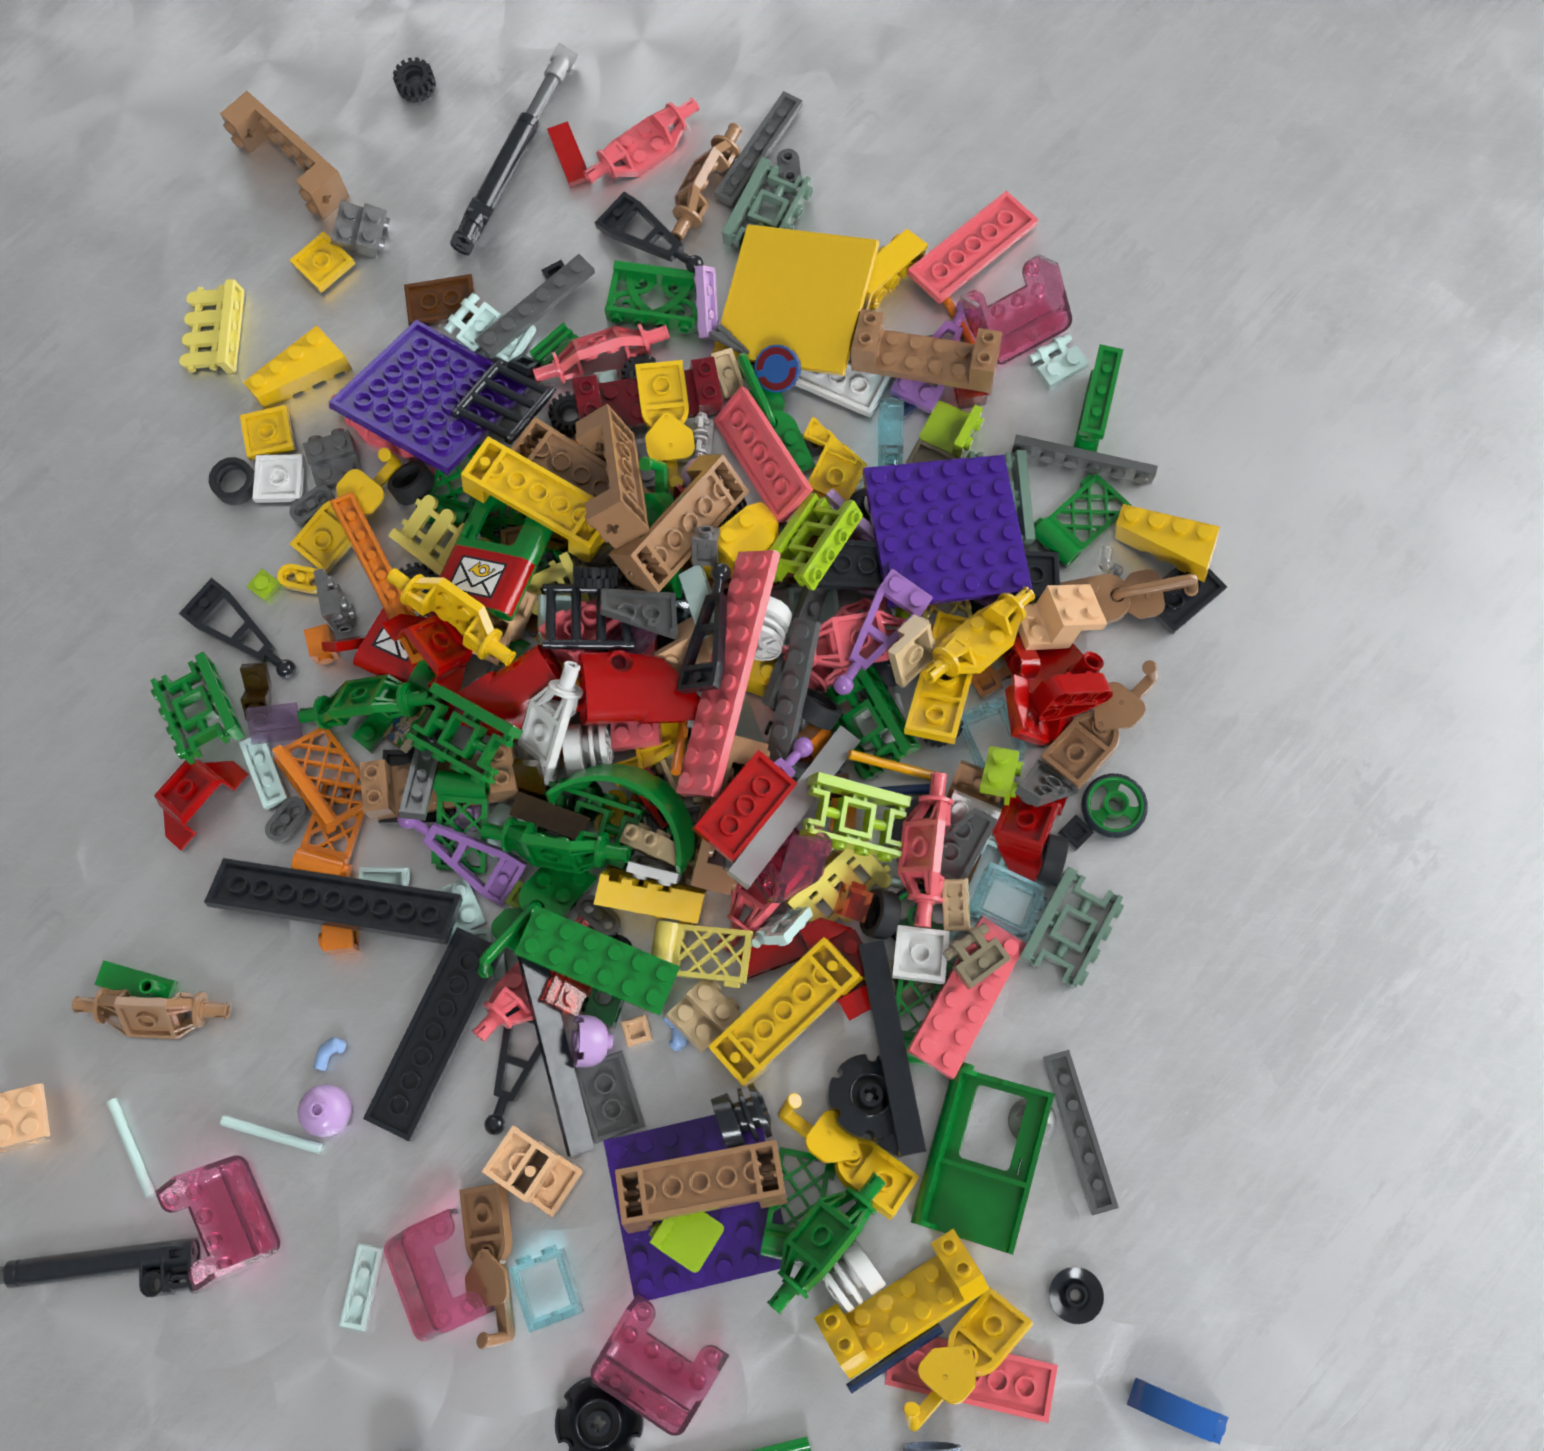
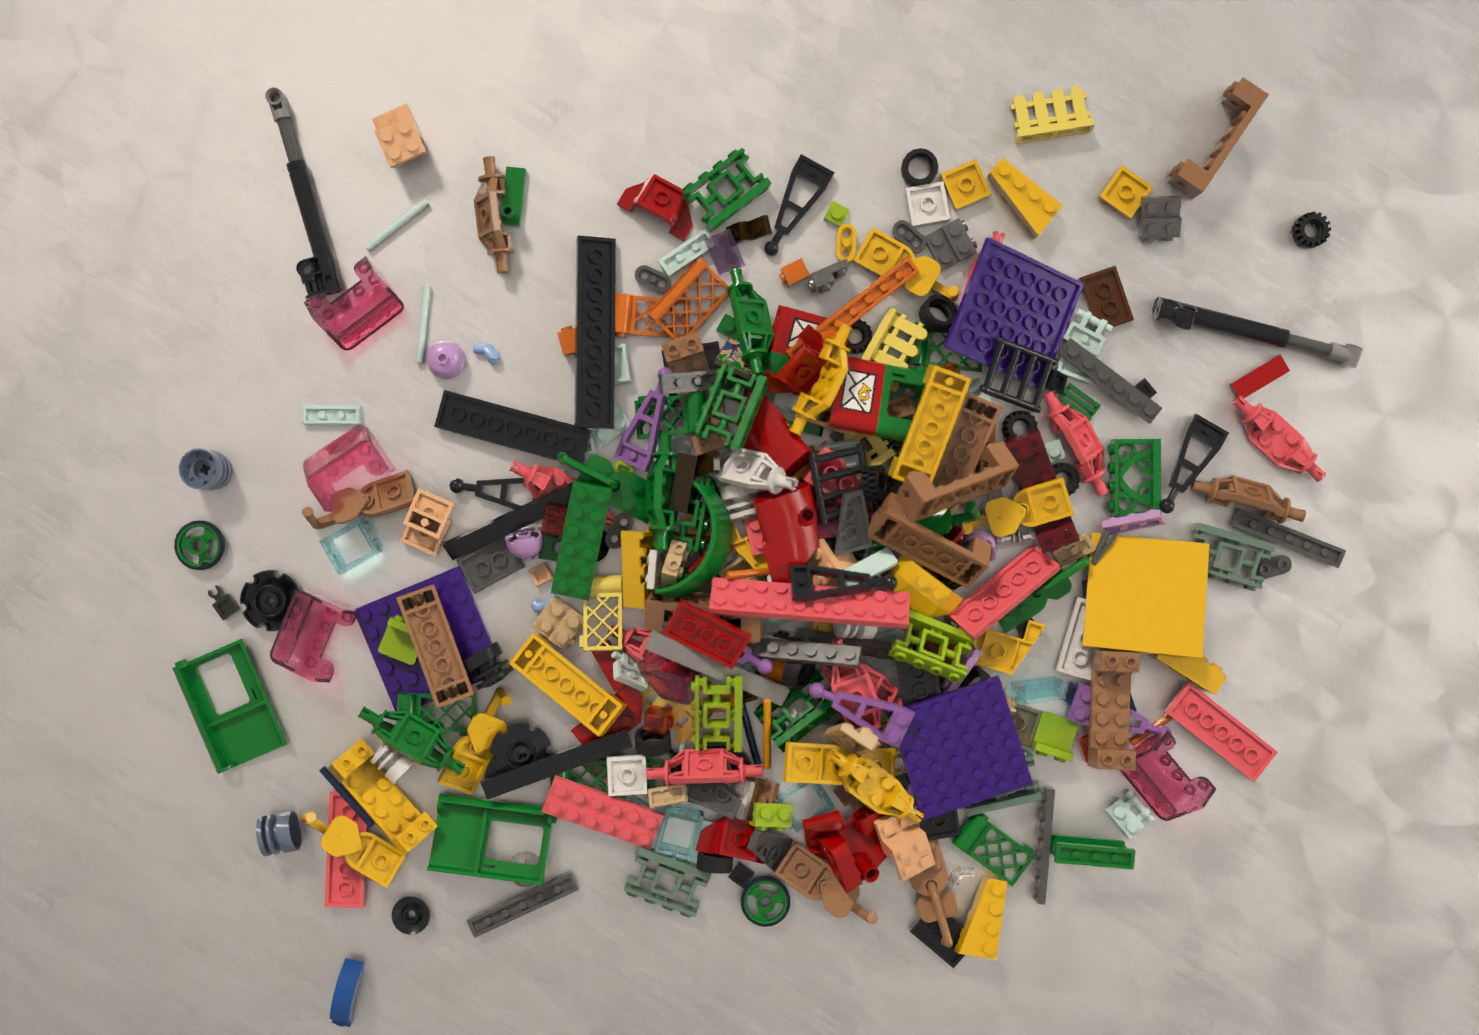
camera: 75 degrees right, 15 degrees up
(342, 644) = (795, 295): red tile -> none
(705, 546) = (911, 565): flat silver bracket -> none
(777, 368) = (1081, 591): blue tile -> none
(982, 962) = (626, 821): dark tan plate -> none

